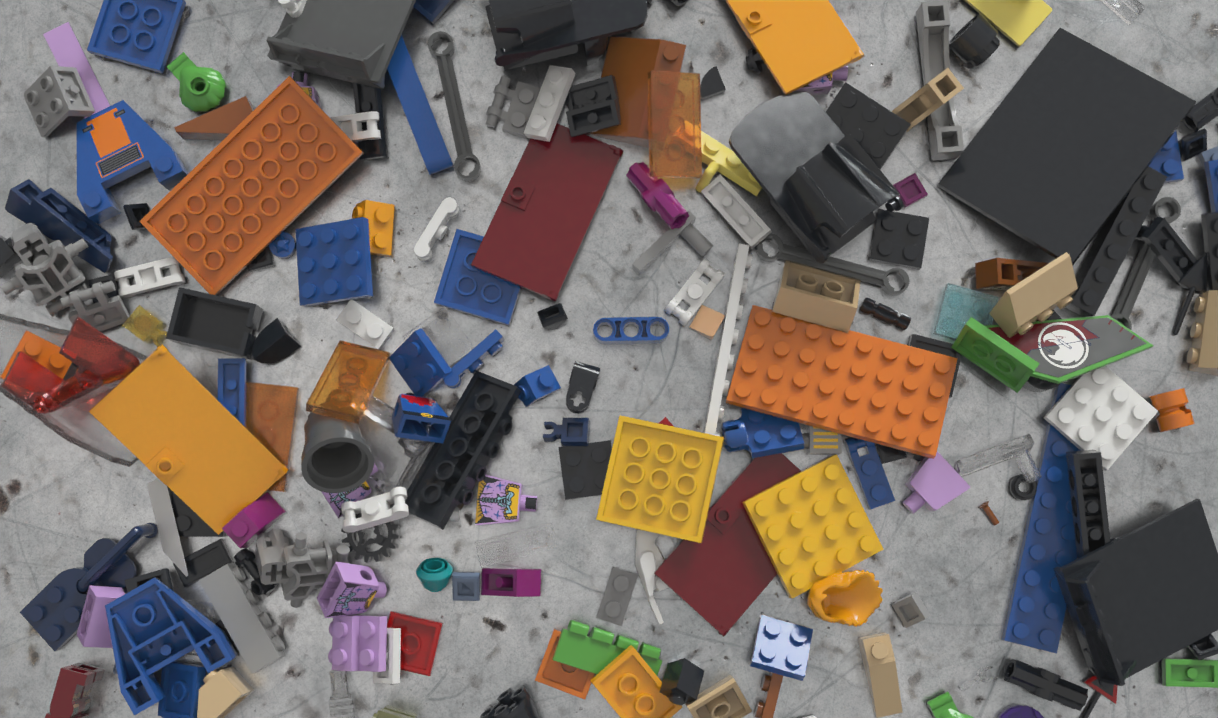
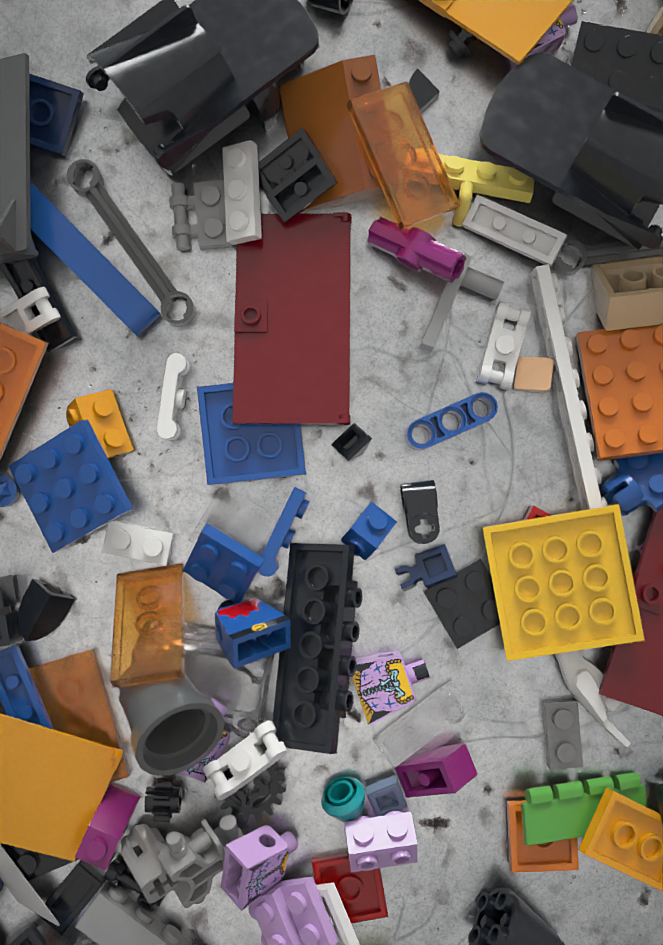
camera: 20 degrees left, 5 degrees up
(302, 517) = (163, 799): none -> black gear
(447, 614) = (381, 841): none -> brick

